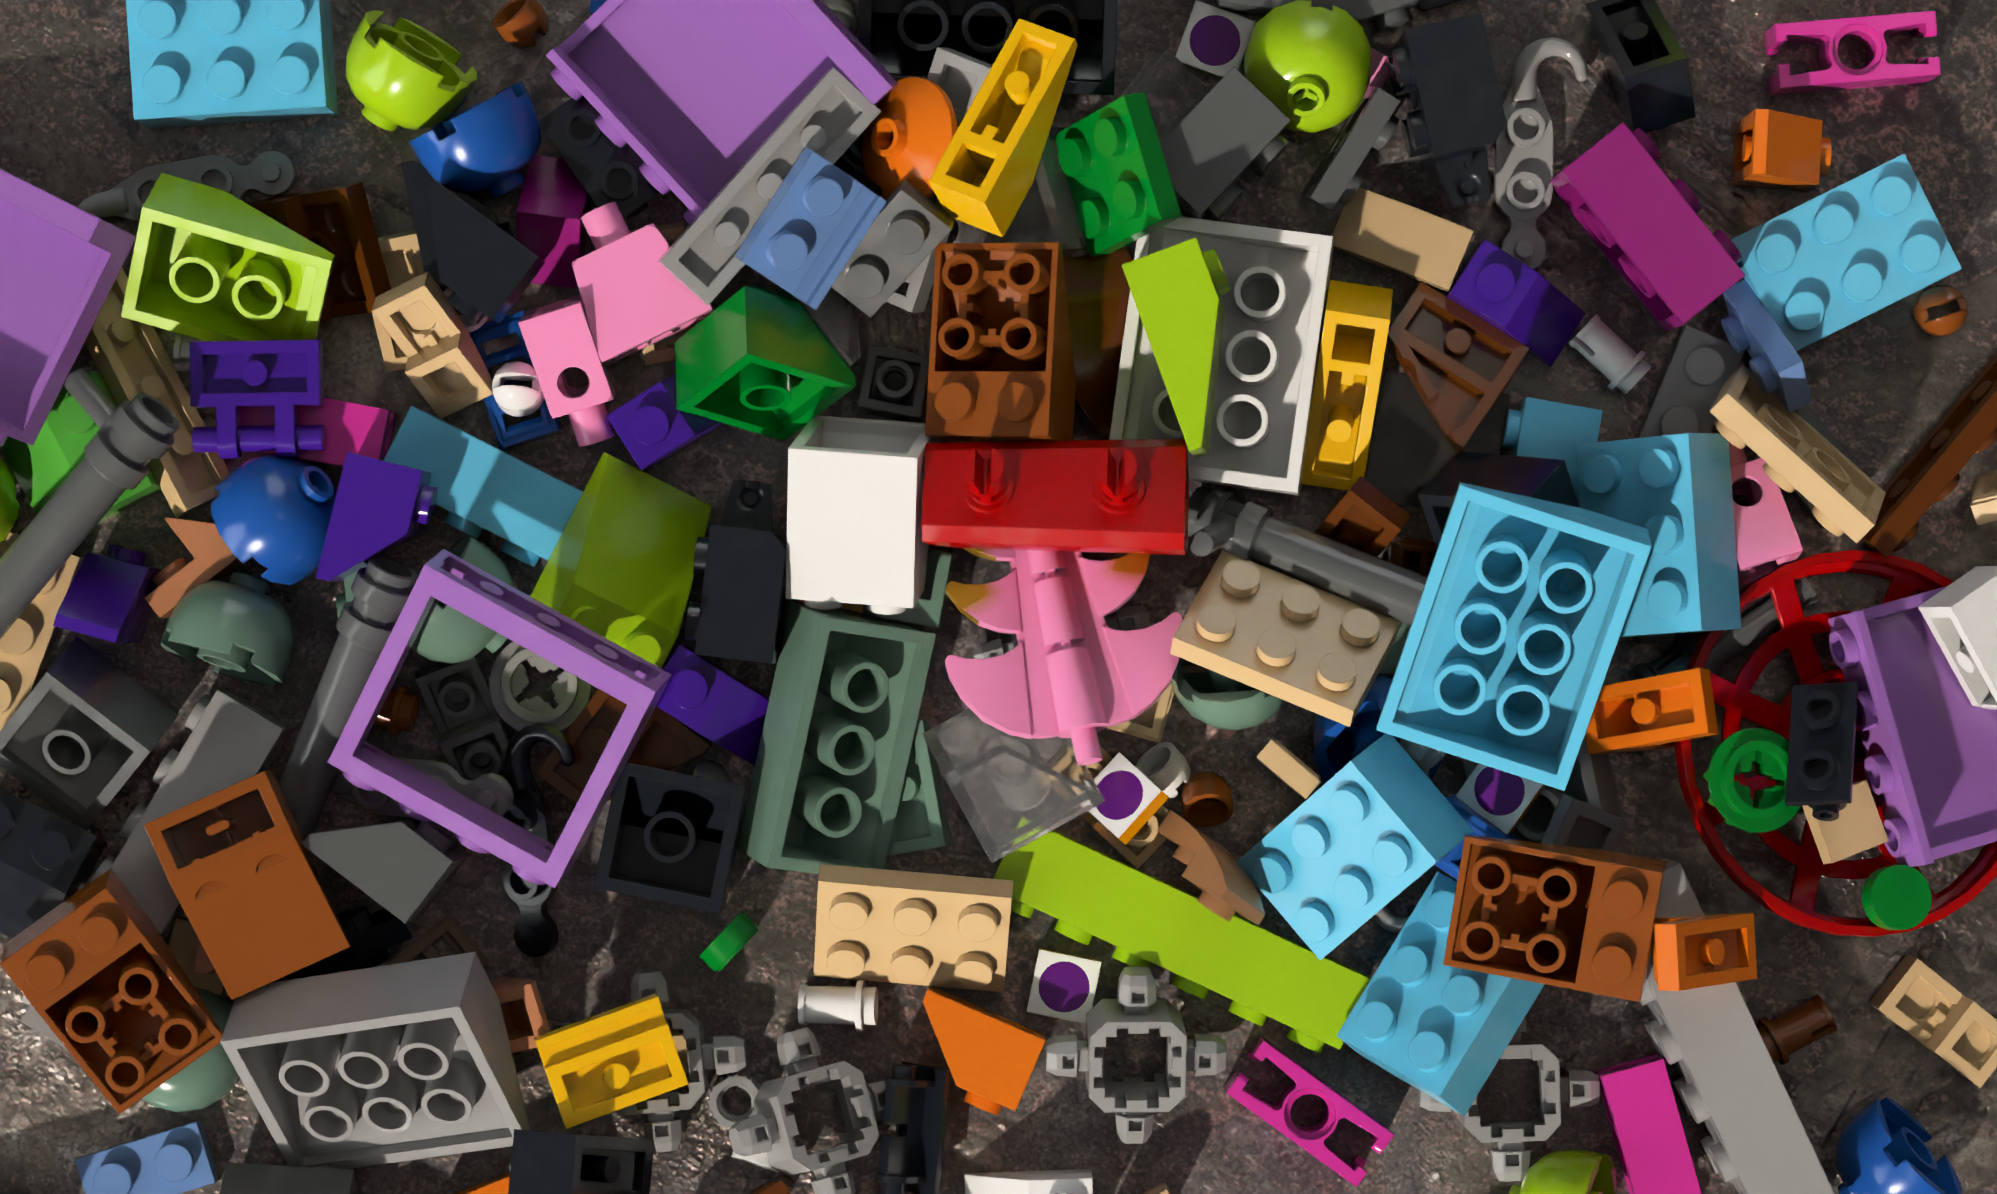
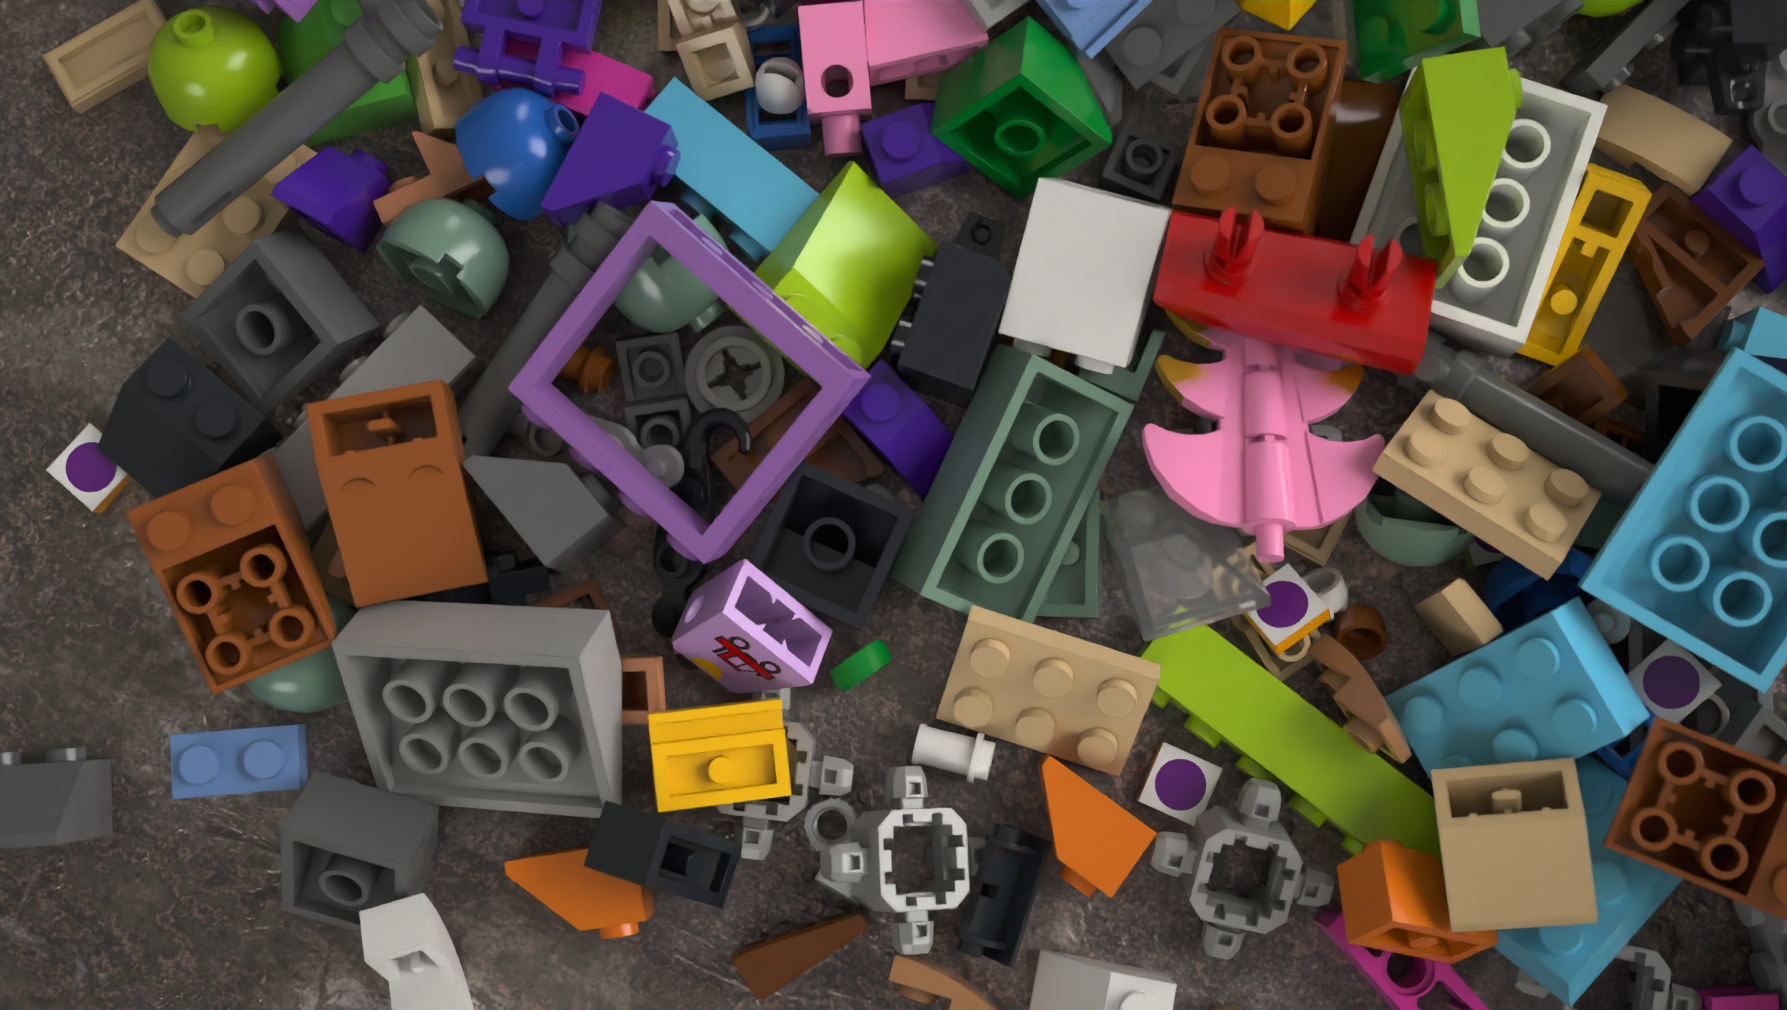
camera: 15 degrees right, 5 degrees down
(614, 939) = (749, 633): none -> lavender torso
(1291, 1056) = (1400, 905): none -> orange slope
(1364, 980) = (1514, 845): none -> tan slope

